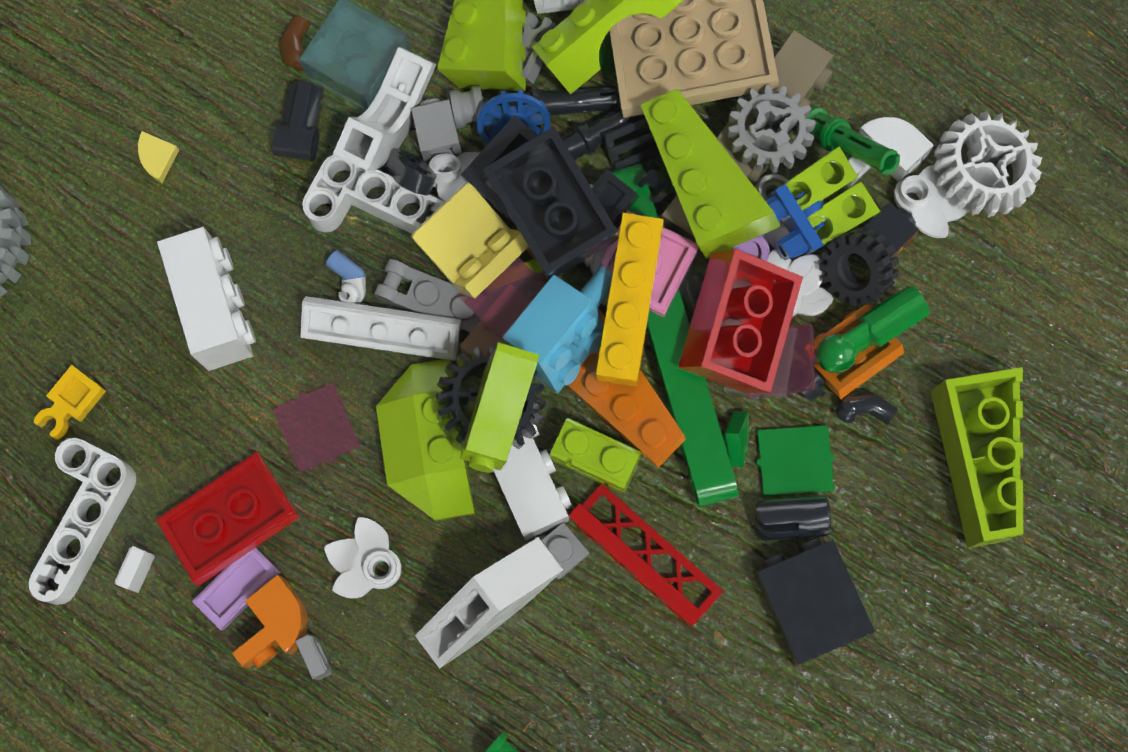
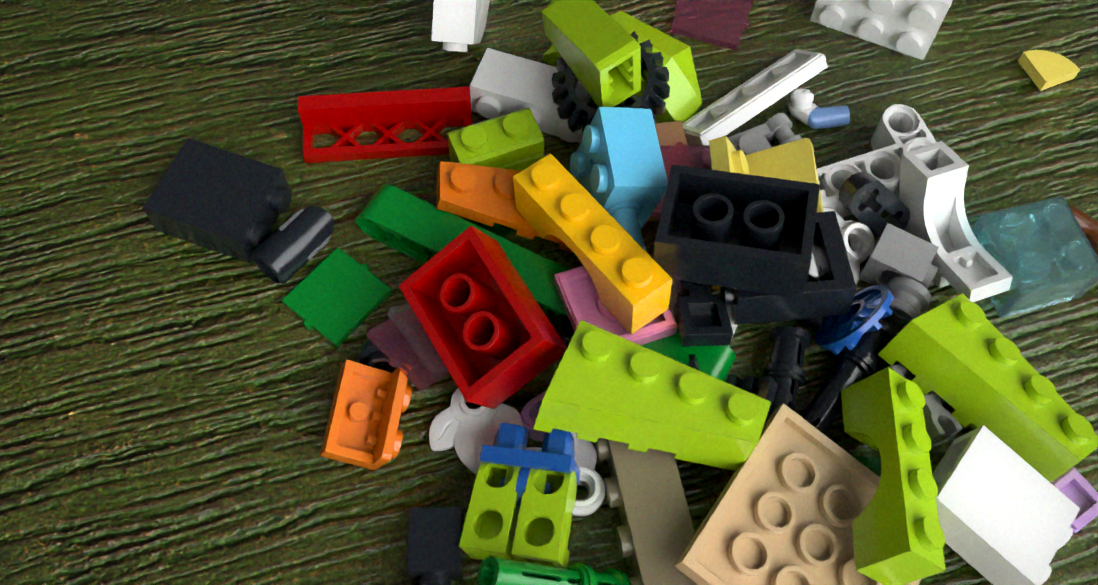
camera: 125 degrees right, 15 degrees down
(298, 132) = (995, 173): black piece -> none
(565, 548) = (456, 70): light grey plate -> none
(737, 438) = (397, 260): green tile -> none
(776, 112) = (657, 518): light grey gear -> none
(843, 278) = (429, 480): black tyre -> none
(862, 403) = (318, 387): black arm -> none
(876, 327) = (361, 438): green piece -> none
(984, 452) = (174, 442): lime wedge -> none

